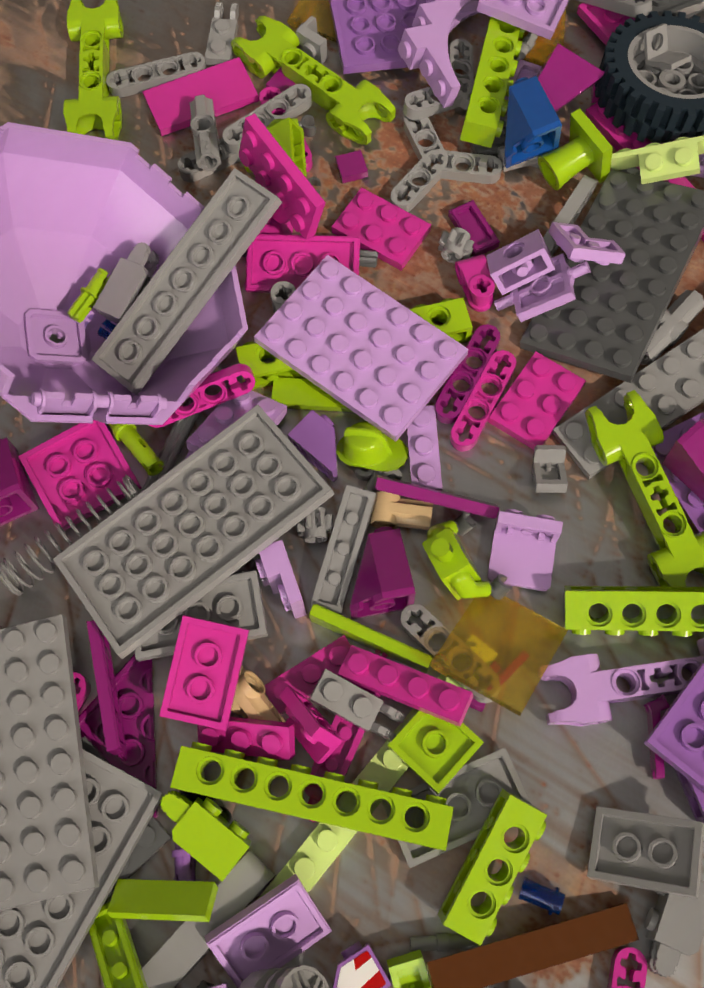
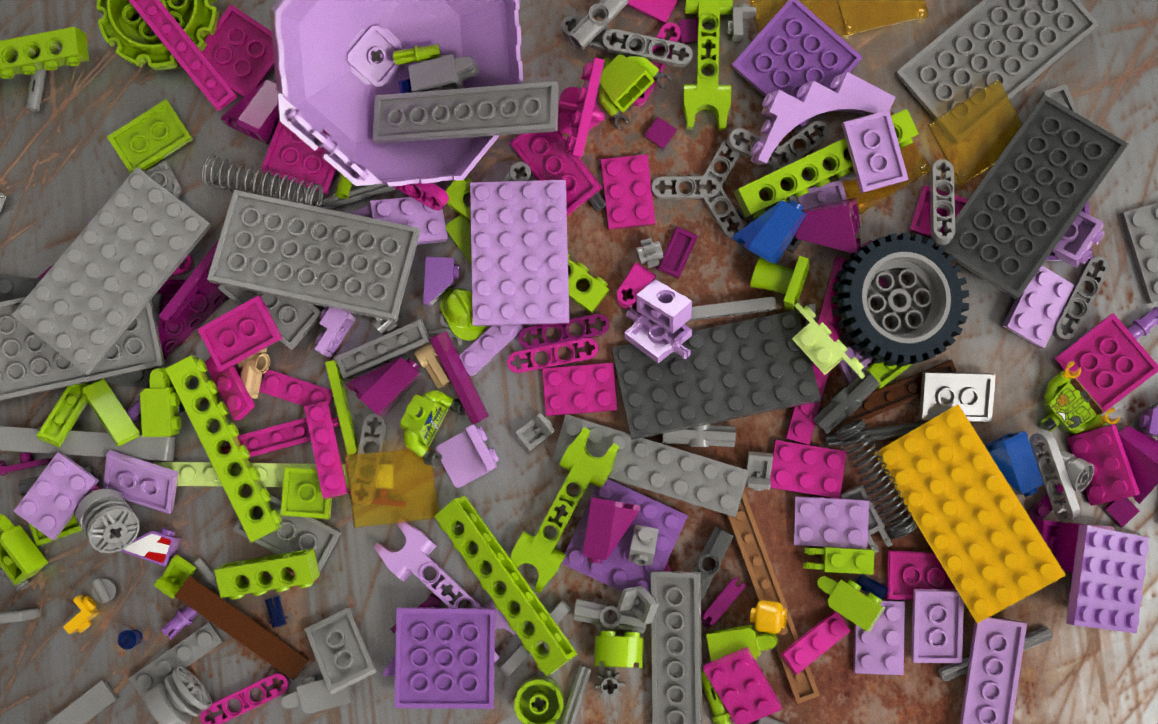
camera: 50 degrees right, 15 degrees up
(310, 726) = (264, 414): dark pink bracket -> none
(353, 704) = (294, 429): light grey hinge -> none
(581, 247) = (700, 339): lavender plate -> none
(661, 57) = (909, 282): light grey bracket -> none

